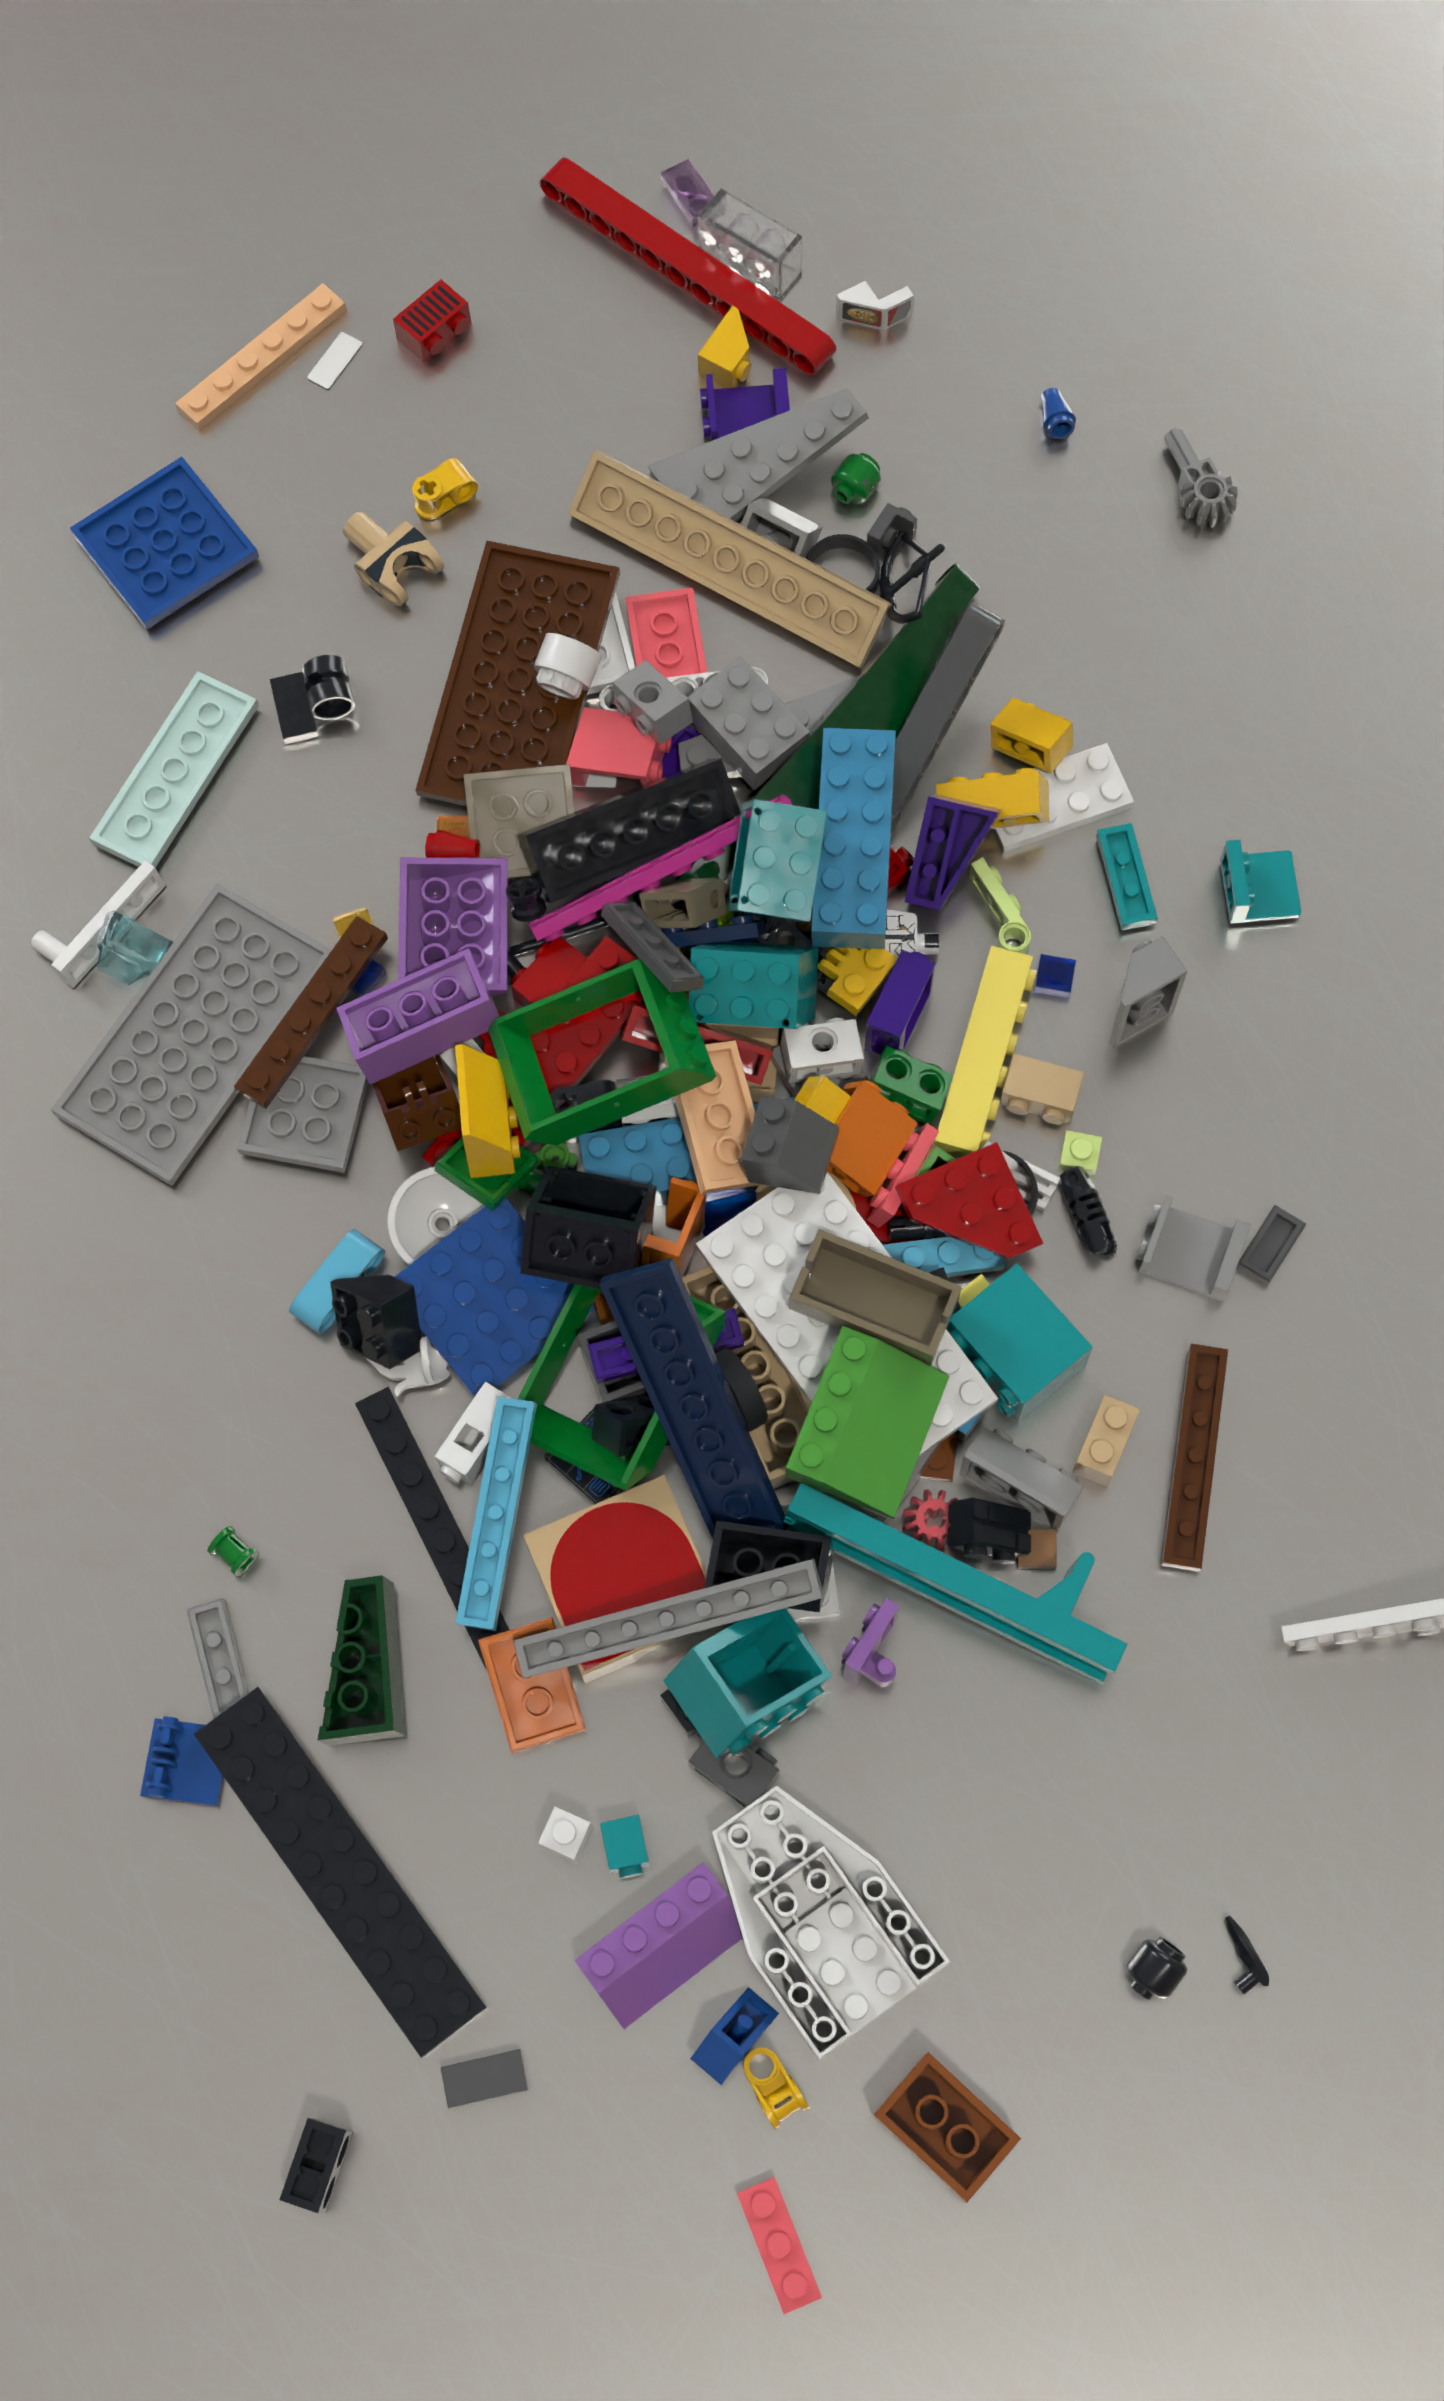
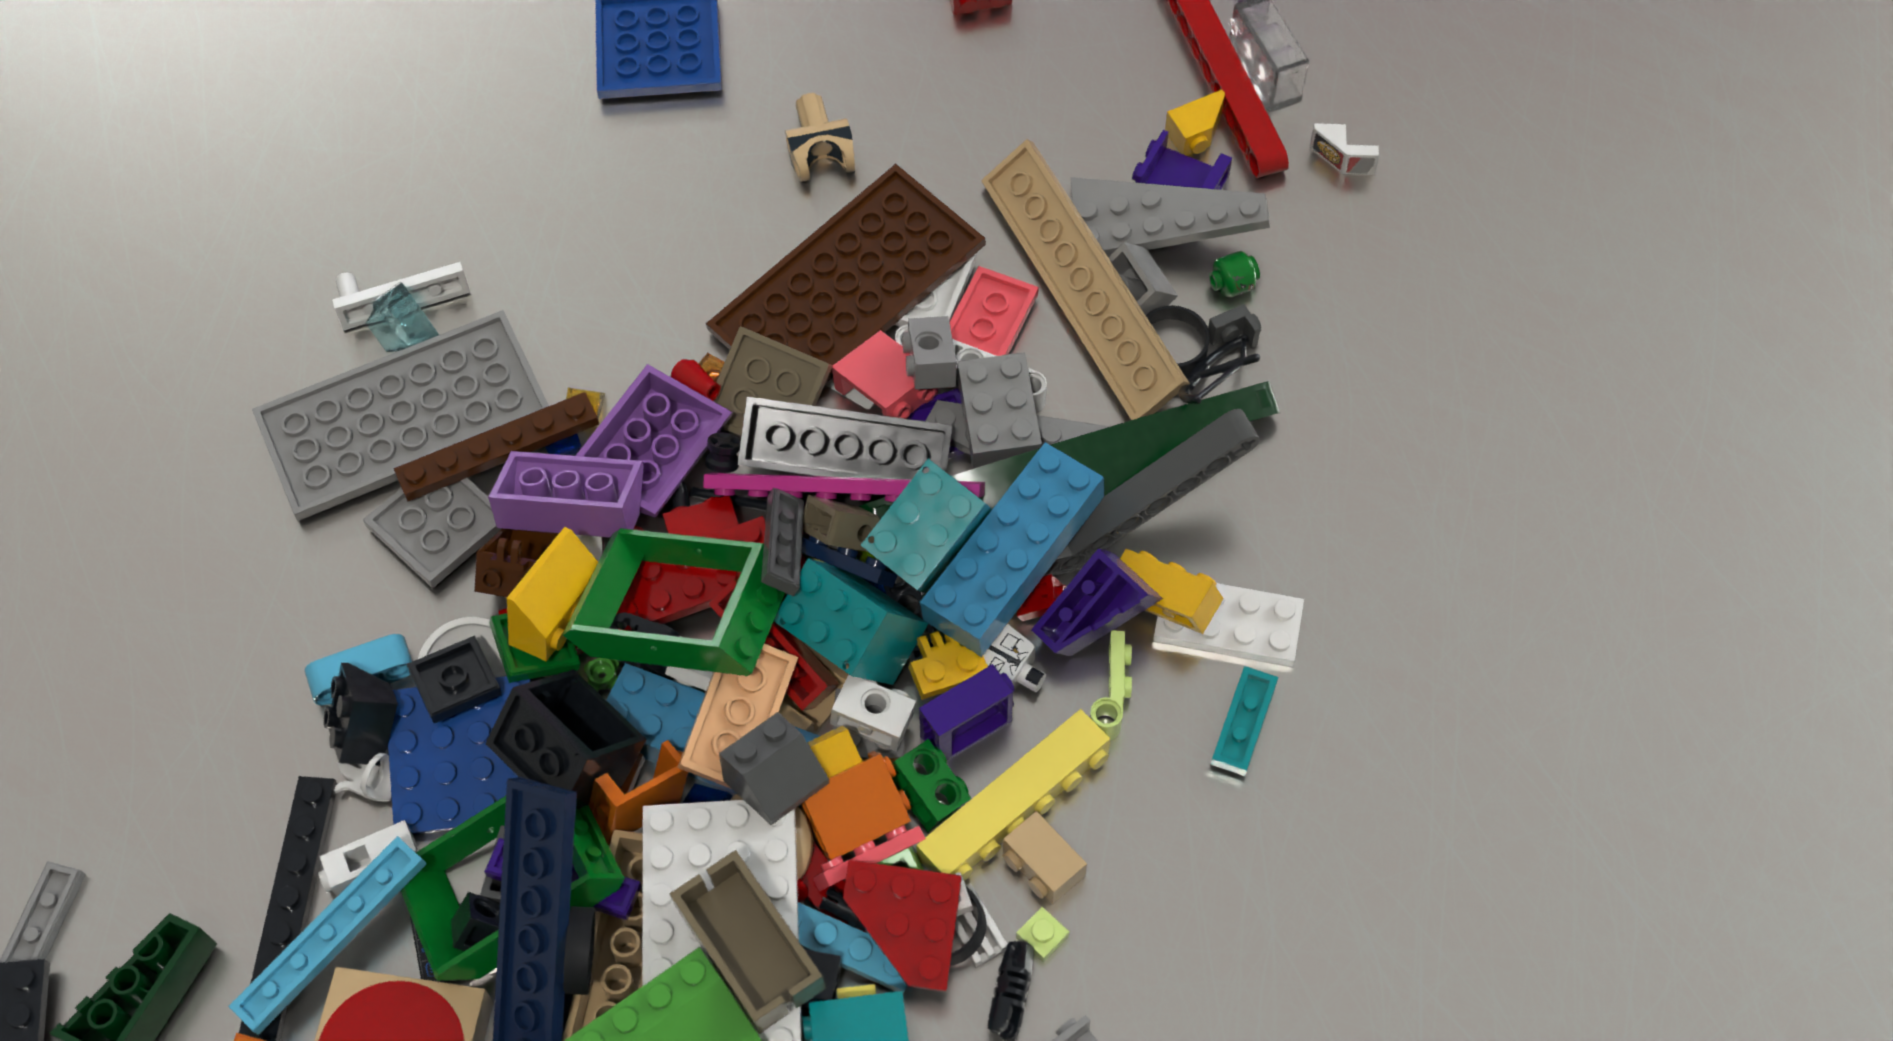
camera: 30 degrees right, 10 degrees down
(174, 771) = (537, 211): light aqua plate -> none
(232, 1551) = (116, 836): green bush -> none
(293, 708) = (663, 213): black tile -> none
(328, 687) = (696, 210): black wheel -> none
(443, 1236) = (454, 679): none -> black tile
(446, 486) = (899, 111): yellow piece -> none
(565, 666) = (883, 288): white piece -> none
(1031, 735) = (1239, 555): yellow brick -> none
(1055, 976) = (1125, 769): clear blue plate -> none
(1057, 416) = (1441, 313): blue cone -> none
(1148, 989) = (1182, 823): light grey slope -> none
(1201, 480) = (1534, 429): light grey gear -> none
(1259, 884) = (1359, 795): teal bracket -> none

